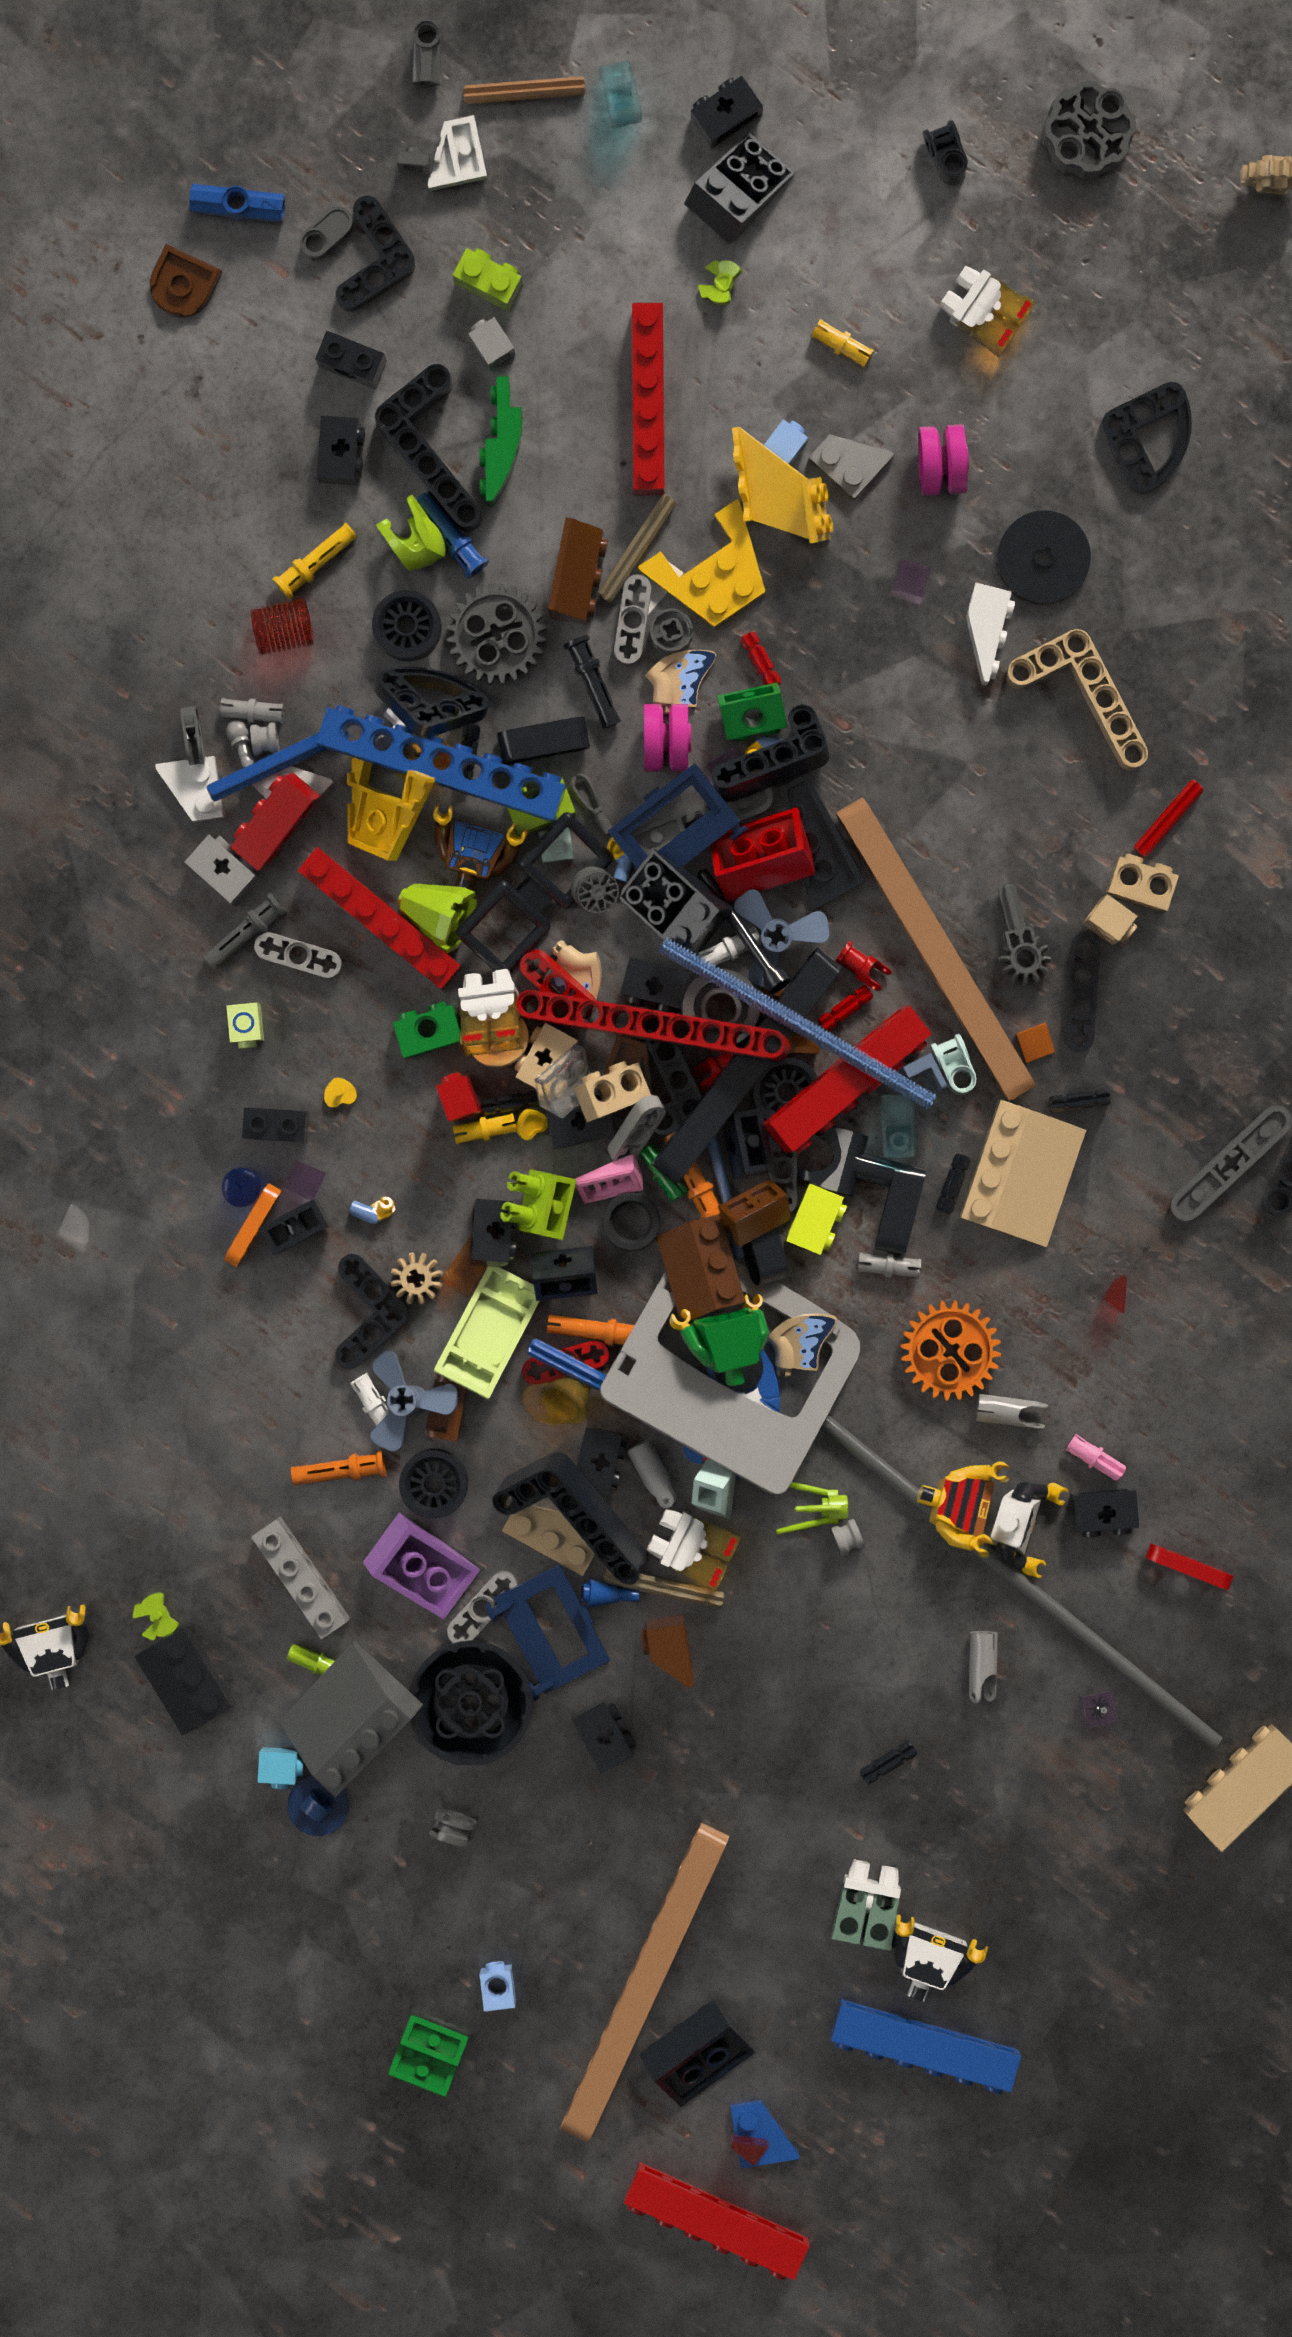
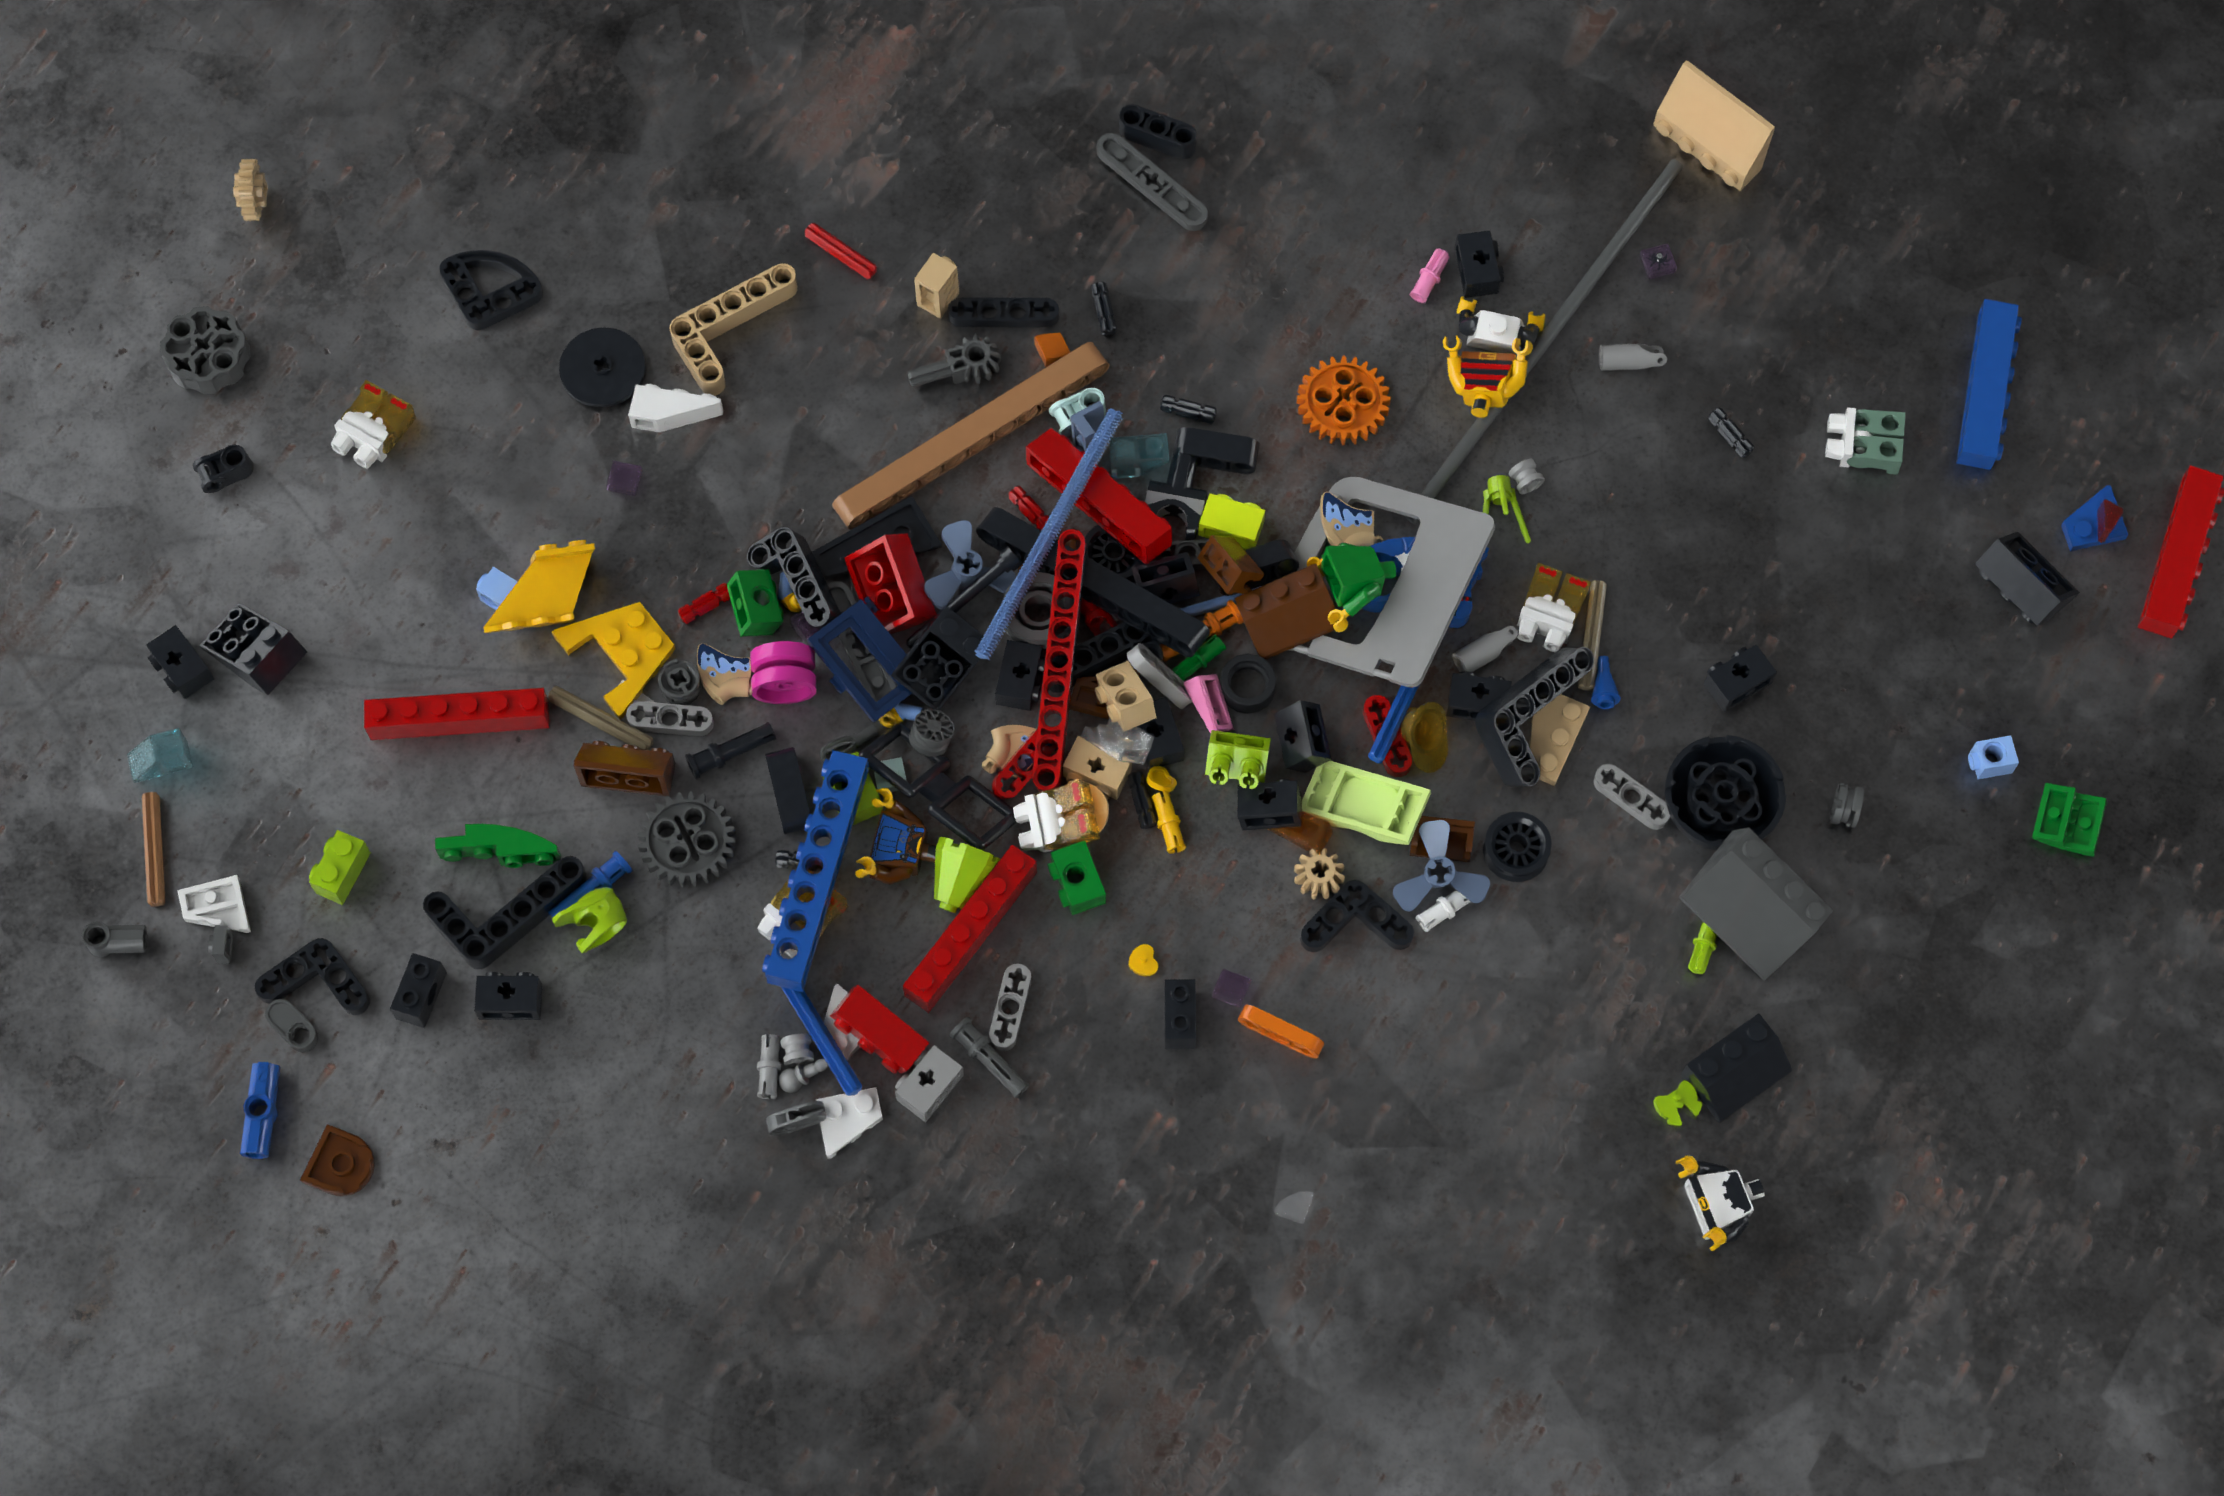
camera: 90 degrees left, 20 degrees down
(245, 1024) = (1082, 1050): yellowish green brick -> none
(253, 1186) = (1235, 1043): clear blue head -> none
(260, 630) = (677, 1022): clear red piece -> none
(279, 1767) = (1810, 971): medium azure brick -> none
(295, 1227) = (1279, 986): black brick -> none
(300, 1577) = (1622, 962): light grey brick -> none
(303, 570) = (627, 1024): yellow pin -> none
(315, 1808) = (1843, 937): dark blue tile -> none
(358, 1467) = (1508, 920): orange pin -> none
(374, 1213) = (1258, 919): arm -> none
(378, 819) = (874, 928): yellow wing -> none
(386, 607) = (691, 947): black wheel -> none
(420, 1566) = (1597, 853): medium lavender slope -> none
(428, 720) = (744, 921): black beam -> none
(458, 1097) = (1142, 833): red brick -> none
(491, 342) = (401, 861): light grey brick -> none
(532, 1639) = (1651, 750): dark blue piece -> none
(610, 1332) = (1354, 695): orange pin -> none
(644, 1982) = (1969, 628): medium nougat beam -> none
(669, 1647) = (1647, 610): reddish brown slope -> none
(714, 1489) = (1495, 586): light aqua slope -> none
(726, 274) = (335, 654): lime piece -> none
(728, 949) = (979, 611): white pin -> none
(842, 343) = (402, 549): yellow pin -> none
(849, 463) = (516, 537): light grey wing -> none
(861, 965) = (990, 496): red piece -> none
(889, 1265) = (1269, 458): light grey pin -> none
(932, 1957) = (1906, 378): torso -> none
(946, 459) = (514, 448): dark pink wheel -> none
(1005, 1410) = (1394, 352): light grey piece -> none
(1022, 1173) = (1173, 354): tan slope -> none
(1116, 1294) = (1278, 265): clear red slope -> none
(1140, 892) = (902, 266): tan brick -> none
(1189, 1566) = (1520, 193): red beam -> none

